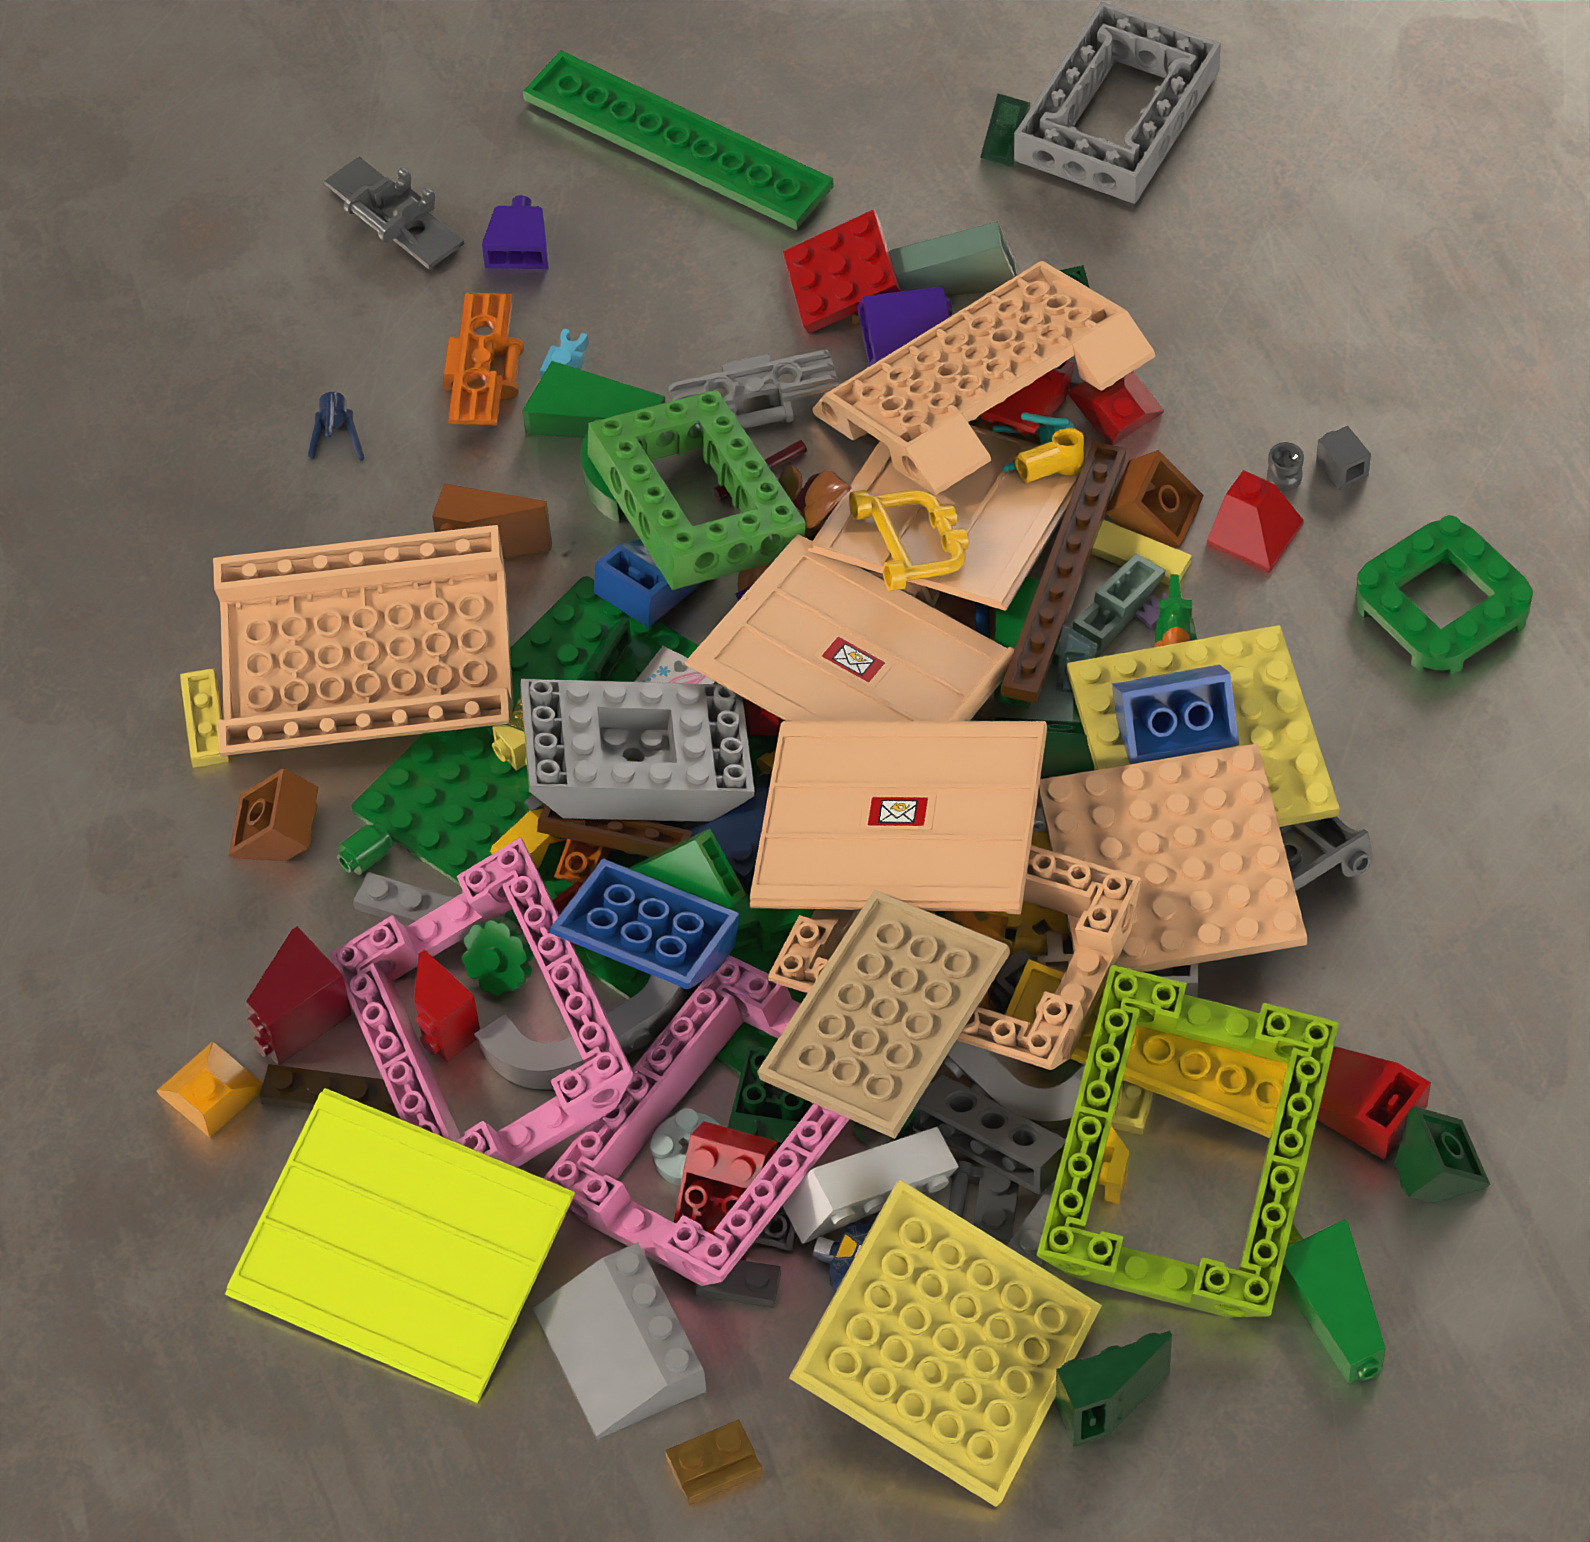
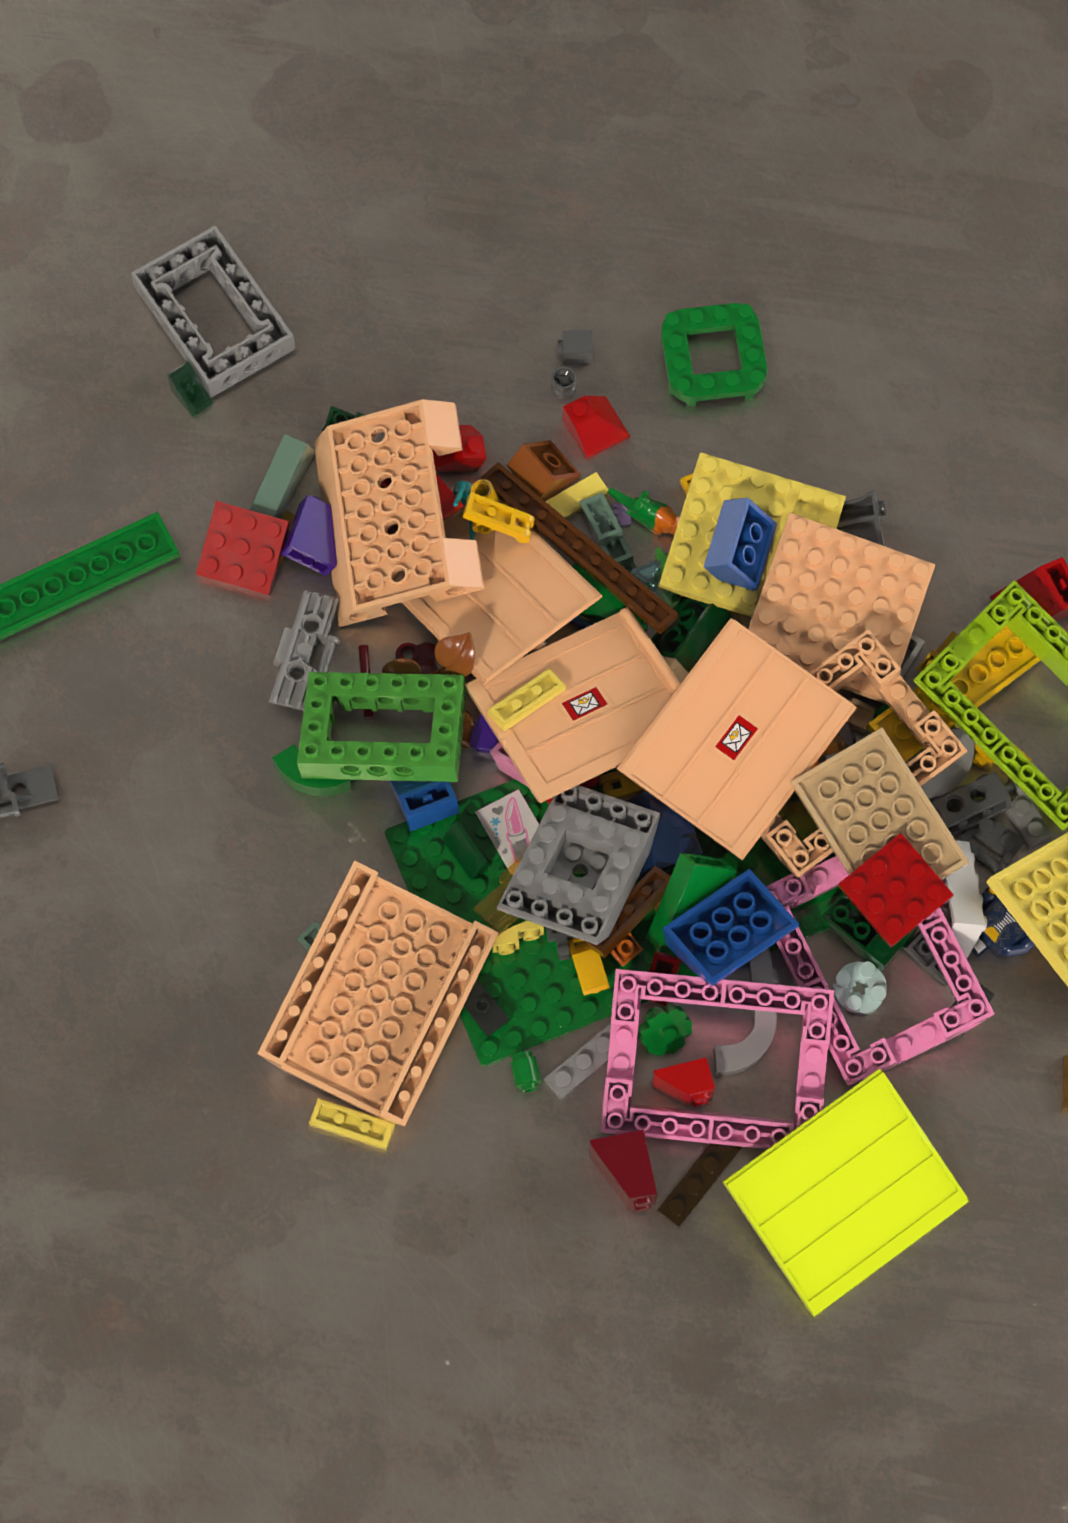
camera: 65 degrees left, 15 degrees up
(211, 1089) = (652, 1254): light orange slope -> none
(274, 818) = (468, 1118): dark orange slope -> none
(332, 414) = (150, 920): dark blue plant -> none
(417, 766) = (484, 1010): none -> pearl dark grey plate
(469, 359) = (166, 810): orange piece -> none
(516, 237) = (73, 728): dark purple torso -> none
(520, 520) = (314, 875): dark orange slope -> none
(569, 353) = (196, 755): medium azure plate -> none
(573, 398) = (249, 757): green slope -> none
(620, 1342) = (977, 1096): light grey slope -> none
(718, 1171) = (912, 980): red slope -> none
(802, 1068) = (895, 890): none -> red plate
(815, 596) = (526, 699): none -> light yellow tile
(941, 518) = (545, 641): yellow bar -> none
(1039, 465) = (499, 517): none -> yellow plate

